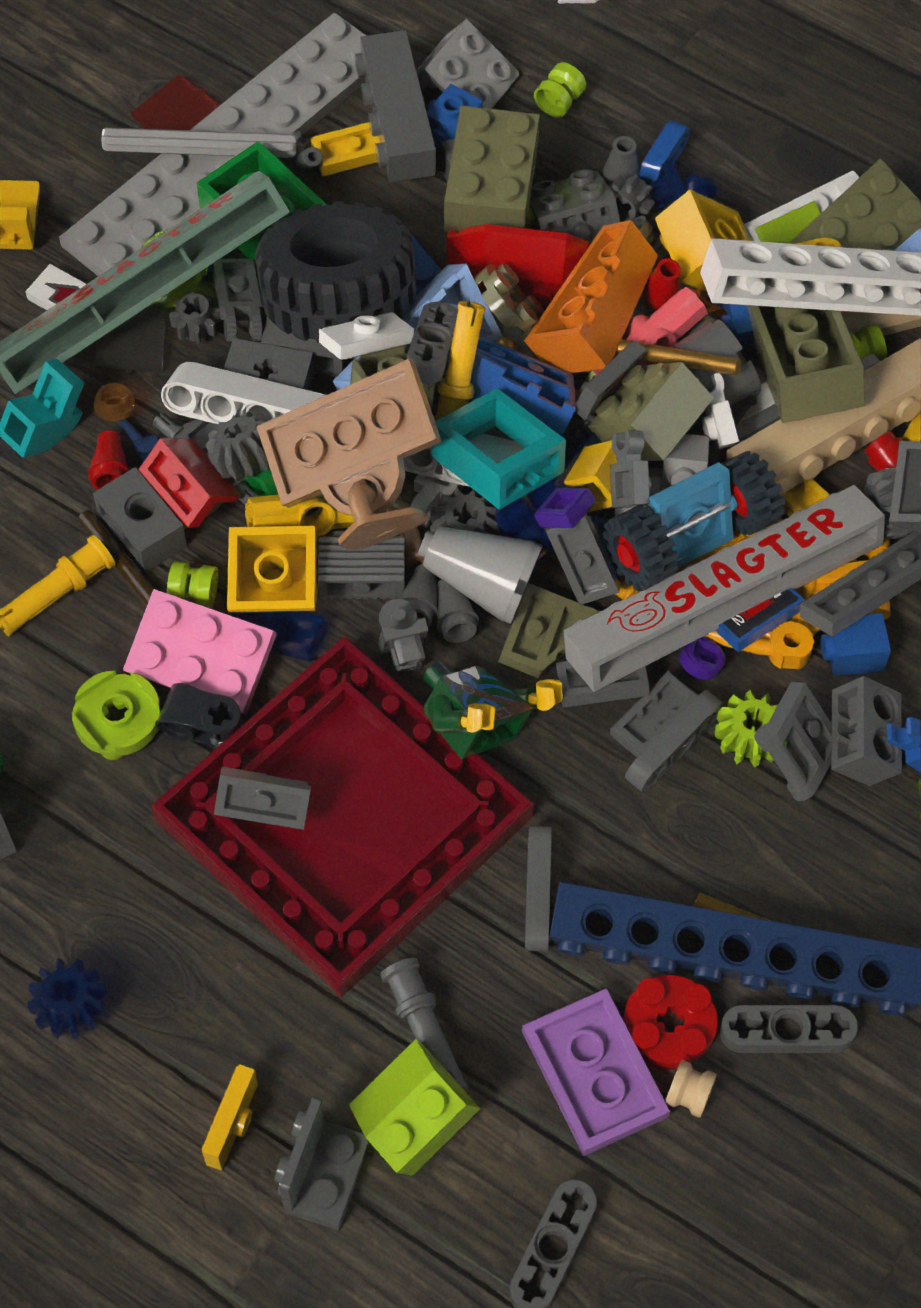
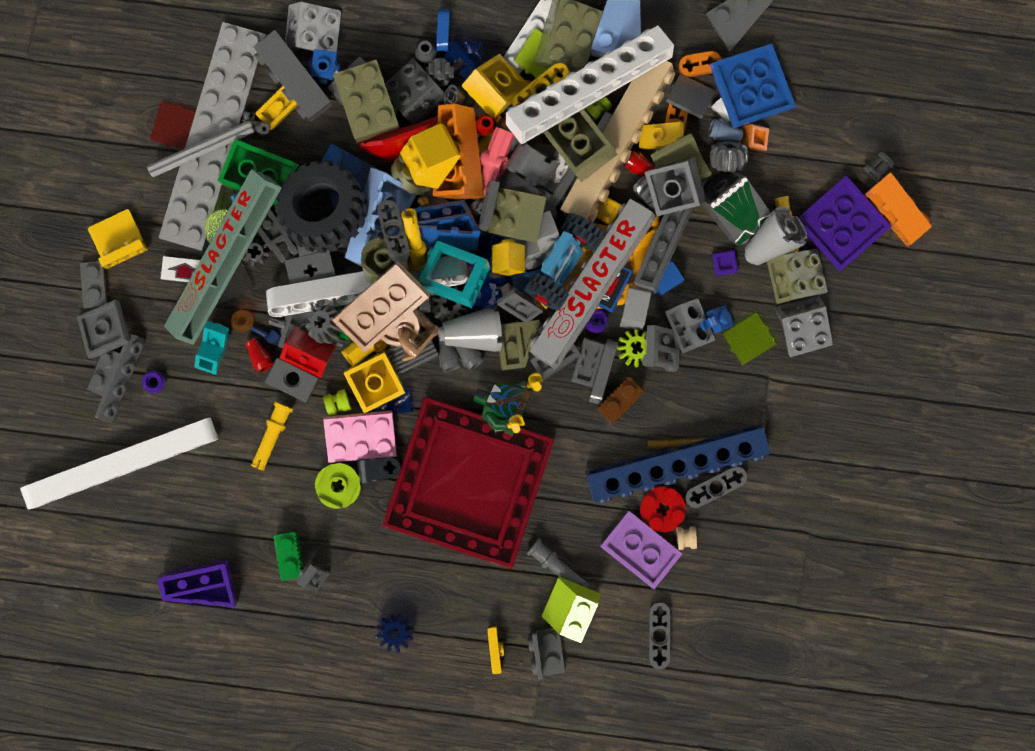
camera: 25 degrees left, 25 degrees up
(122, 560) = (286, 400): dark brown bar -> none
(262, 798) = (433, 501): dark grey plate -> none
(366, 335) = (359, 244): white plate -> none
(402, 635) = (452, 384): dark grey hips -> none
(538, 888) = (575, 476): dark grey beam -> none
(551, 274) = (430, 156): none -> yellow slope
(563, 86) = (369, 15): lime wheel -> none
(564, 507) = (501, 290): dark purple tile -> none
(630, 475) = (525, 261): dark grey plate -> none
(682, 797) = (620, 400): none -> reddish brown brick
(691, 359) = (517, 176): pearl gold bar -> none
(718, 421) = (552, 201): white plate -> none
(779, 660) = (635, 308): none -> light grey slope

